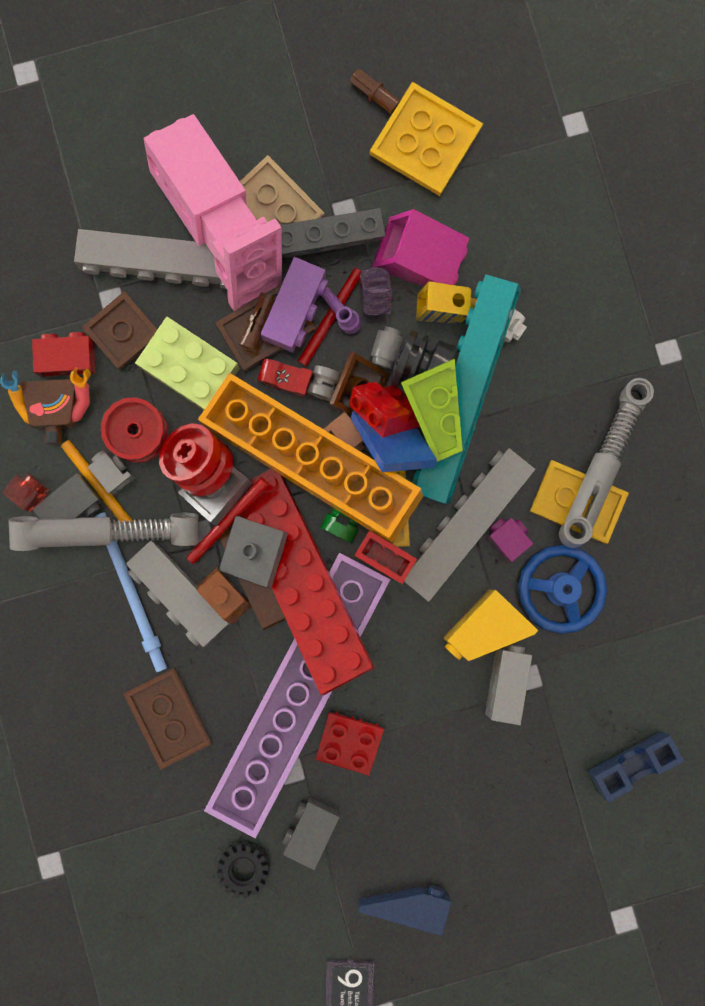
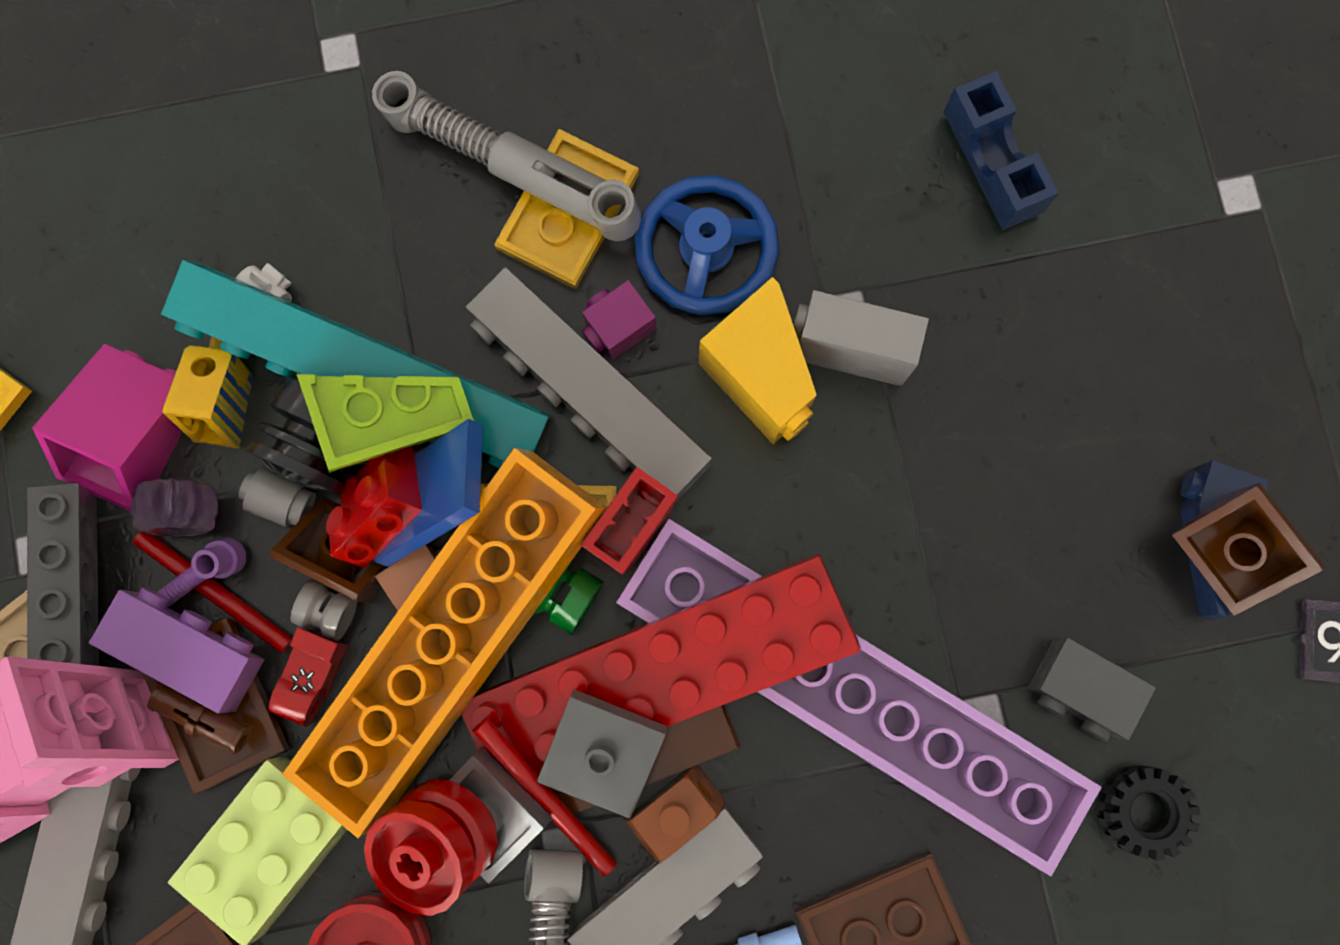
camera: 80 degrees left, 5 degrees down
(349, 743) = (940, 612): red hinge -> none
(397, 919) = (1247, 548): none -> reddish brown slope

